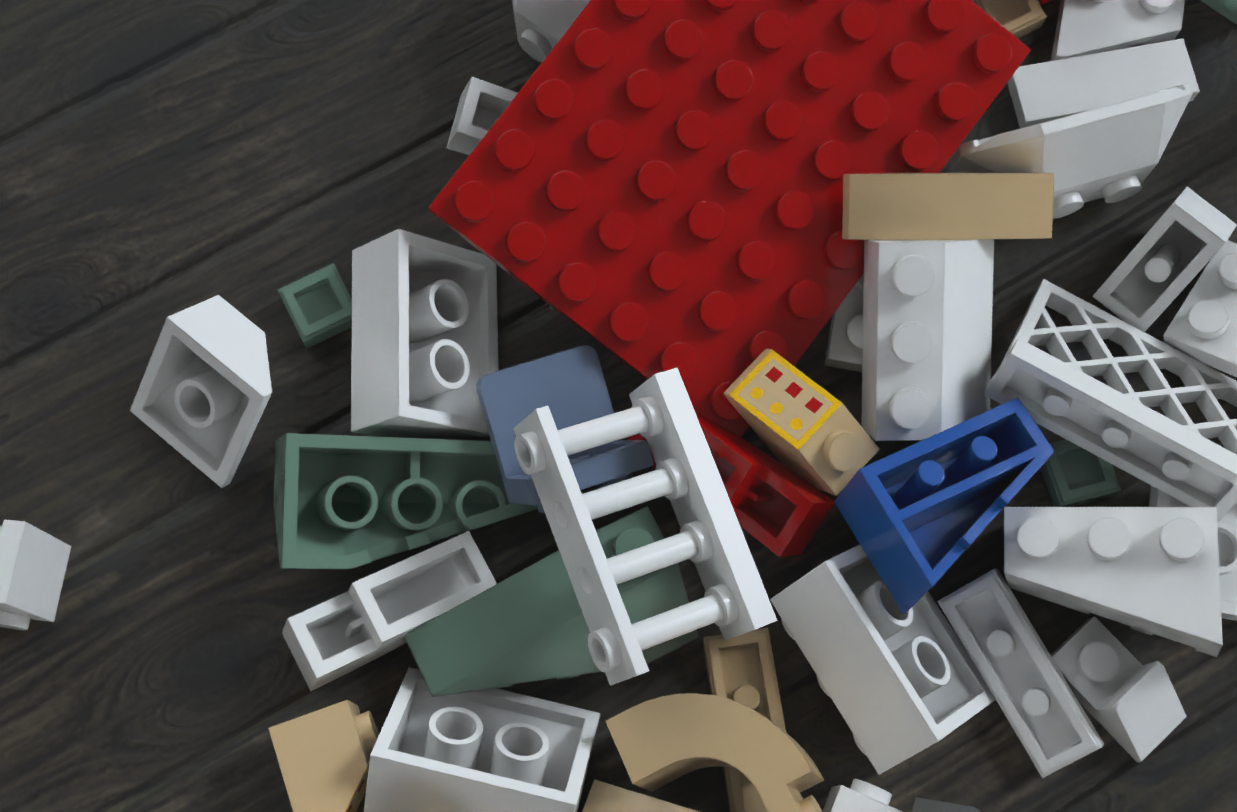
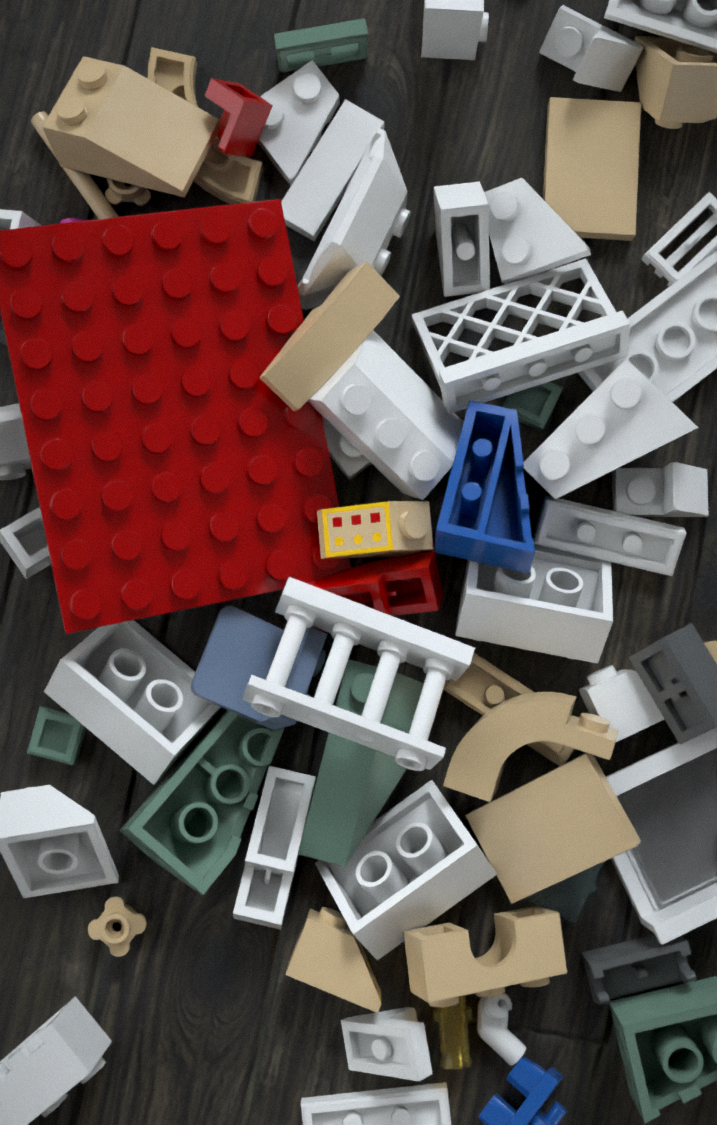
camera: 45 degrees left, 10 degrees up
(193, 532) = (130, 920): none -> tan plate

